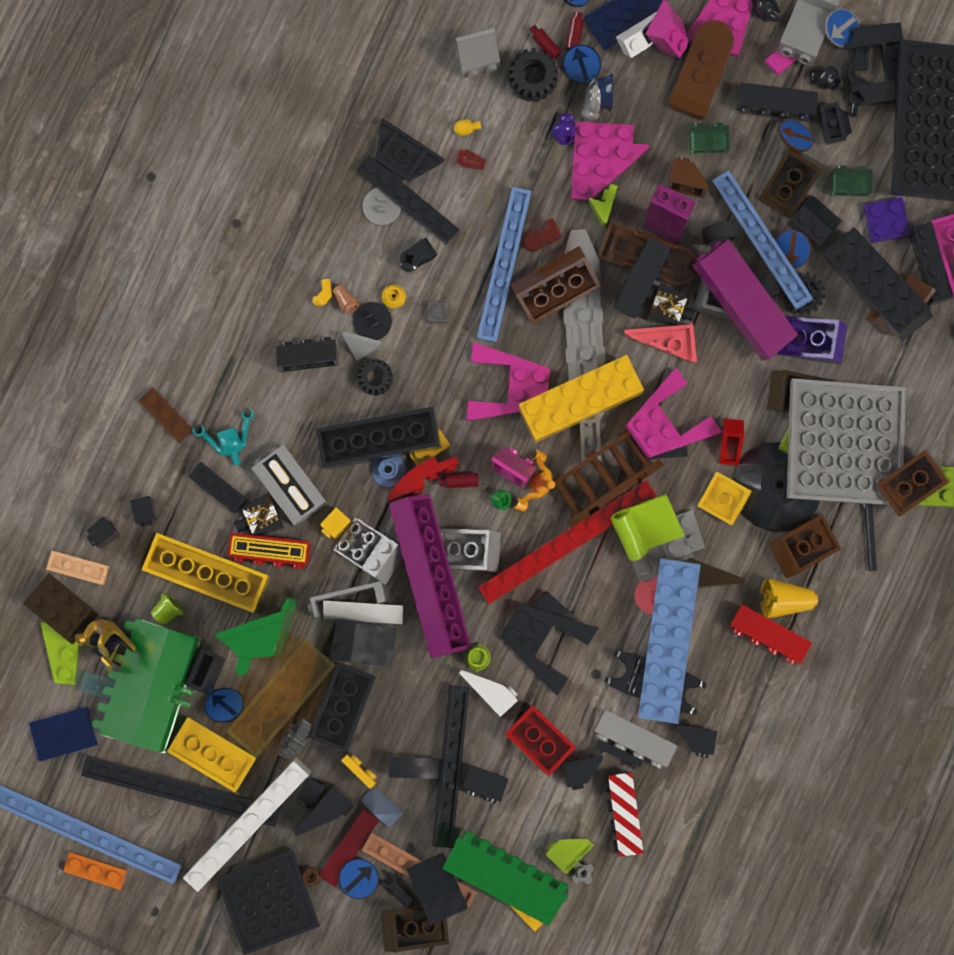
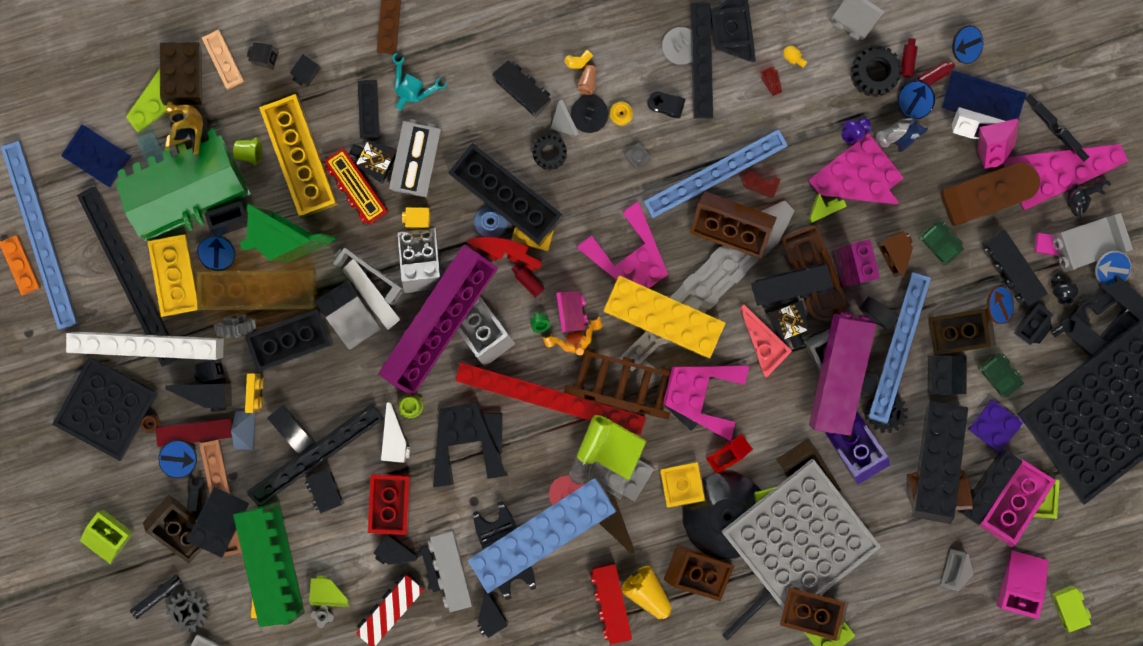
camera: 50 degrees right, 5 degrees up
(795, 247) = (915, 376): blue piece -> none

